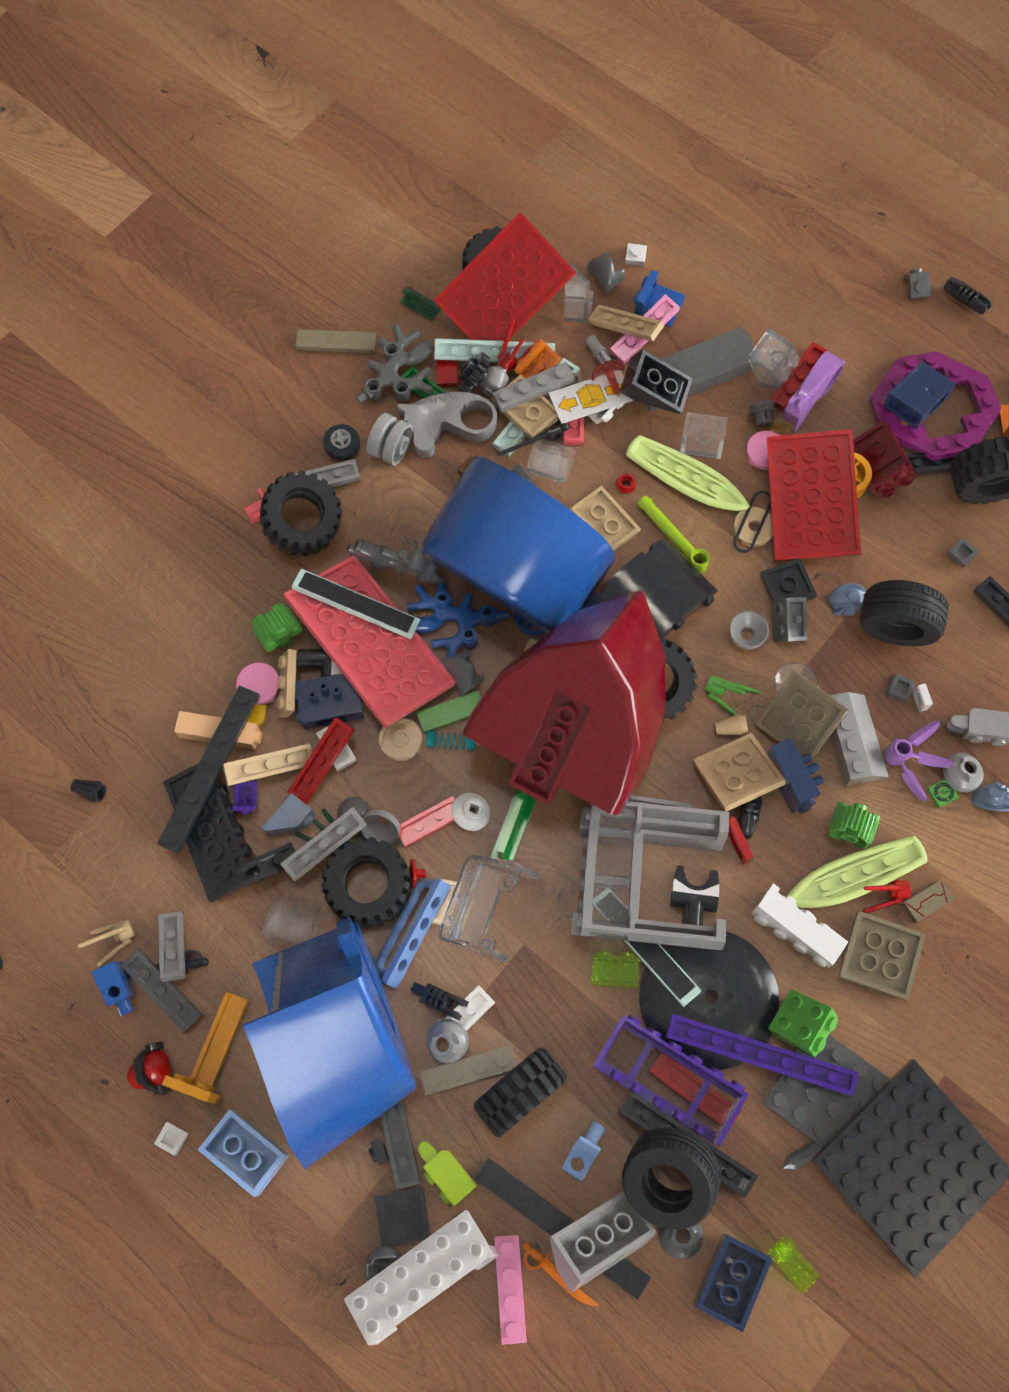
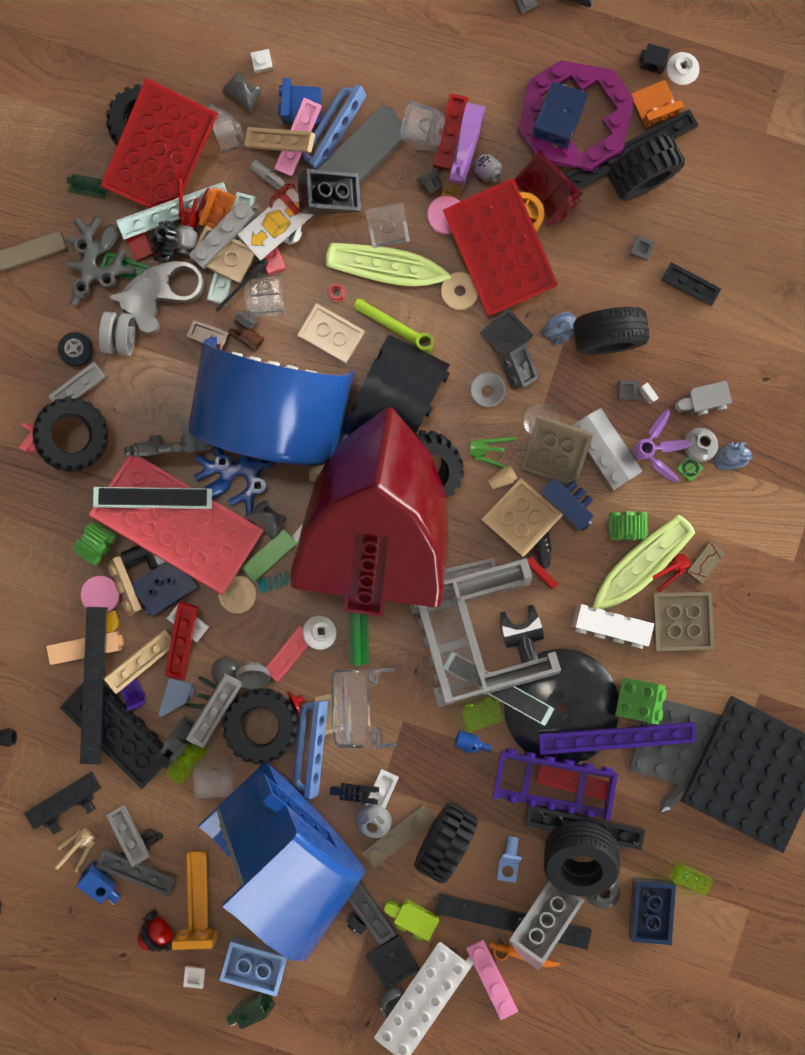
camera: 20 degrees left, 15 degrees up
(138, 880) = (76, 793): none -> black hinge
(218, 1203) = (251, 1010): none -> clear green torso
(268, 891) = (186, 762): none -> clear neon green bracket
(591, 996) = (470, 743): none -> blue piece
(719, 315) = (338, 128): none -> medium blue piece
(744, 519) = (449, 289): black piece -> none
(826, 420) = (487, 168): none -> light grey head

